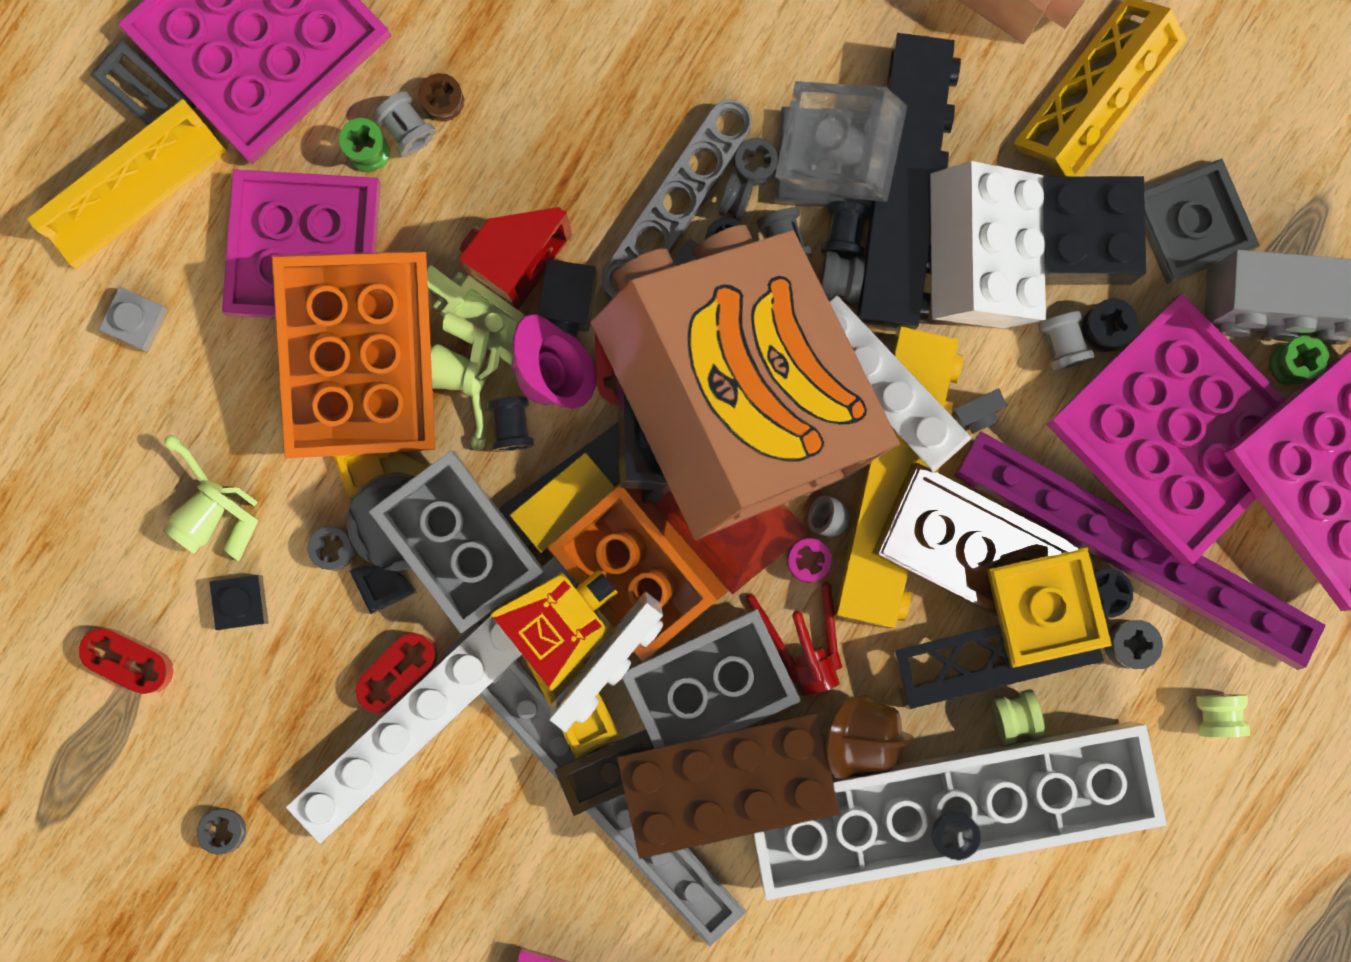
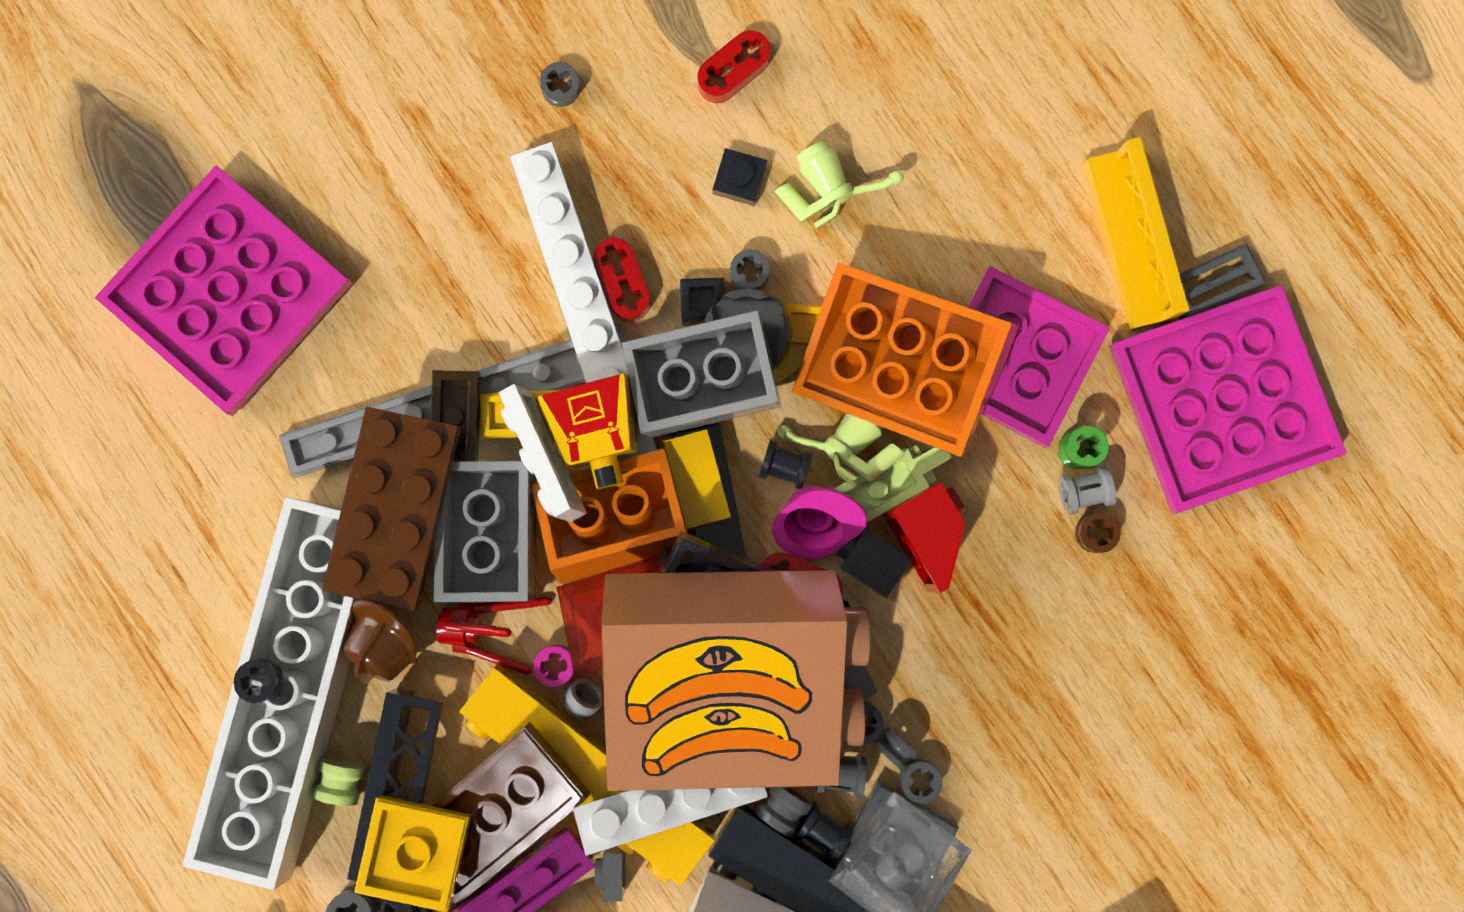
camera: 115 degrees right, 0 degrees up
(133, 319) = (1017, 191): light grey plate -> none
(683, 178) = (931, 711): light grey beam -> none

